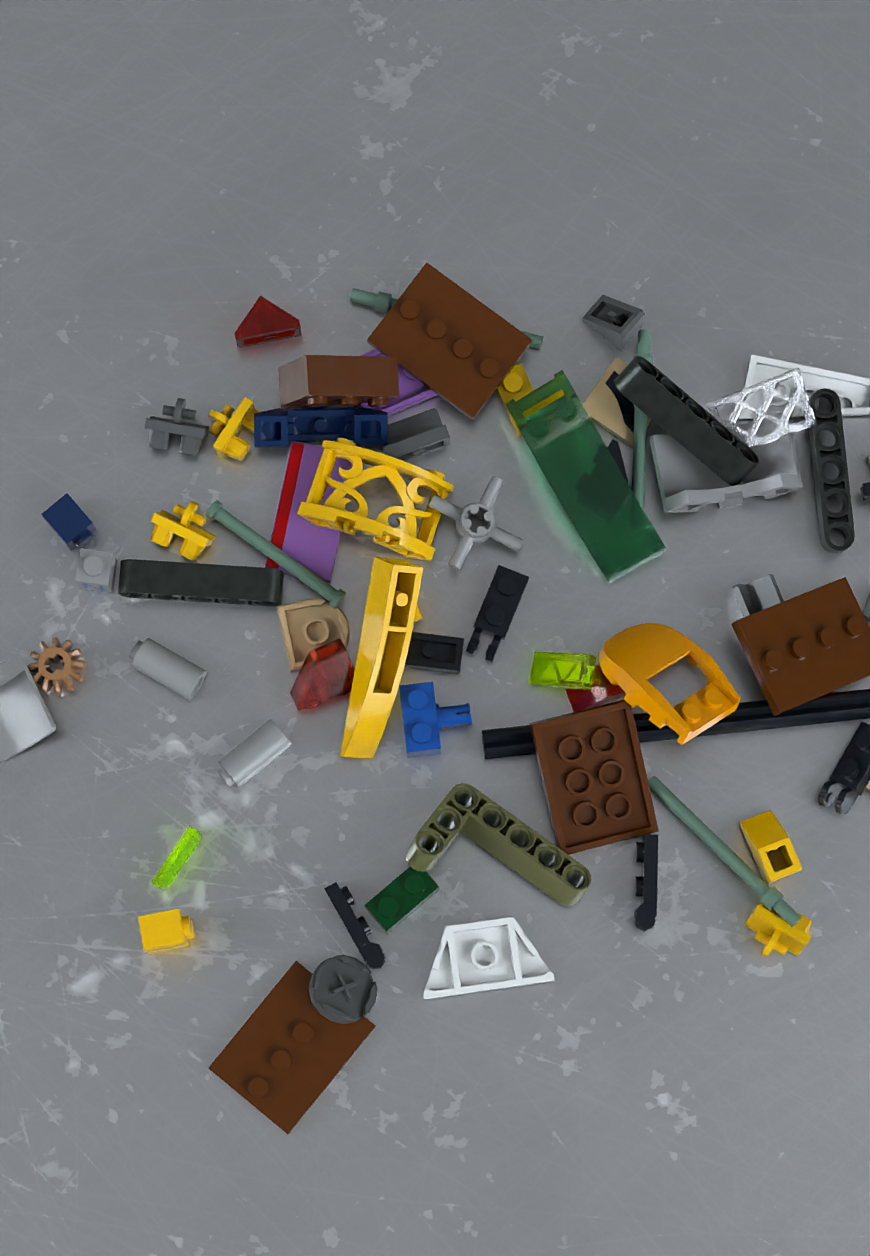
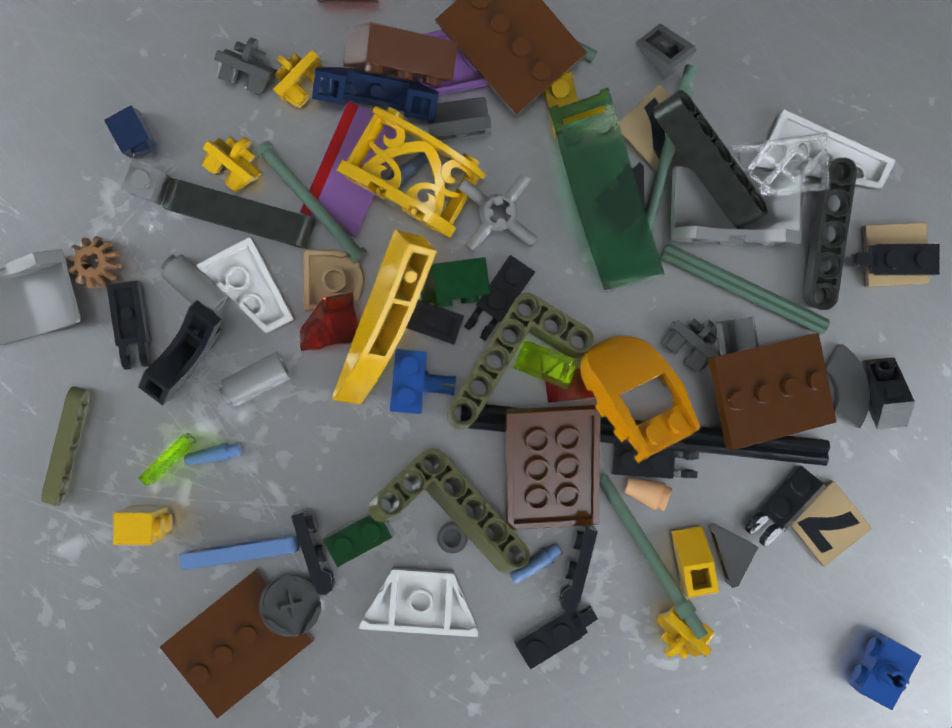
camera: 15 degrees right, 10 degrees up
(63, 869) = (65, 446): none -> olive beam
(105, 720) = (129, 321): none -> black hinge
(173, 740) = (183, 354): none -> black arch
(225, 844) = (215, 453): none -> medium blue animal
(226, 655) = (248, 282): none -> white wing
(274, 944) = (238, 552): none -> medium blue beam
(375, 494) = (410, 167): none -> medium blue animal
(448, 601) = (456, 280): none -> dark green brick
(502, 881) = (451, 538): none -> dark grey tile
(516, 662) = (506, 350): none -> olive beam
(601, 888) = (537, 562): none -> medium blue animal
(638, 964) = (554, 635): none -> black hinge
(699, 753) = (657, 466): none -> black hinge
(700, 609) = (681, 335): none -> dark grey hips
(705, 785) = (650, 493): none -> light nougat cone
(756, 548) = (745, 289): none -> sand green axle
(809, 828) = (733, 553): none -> dark grey slope

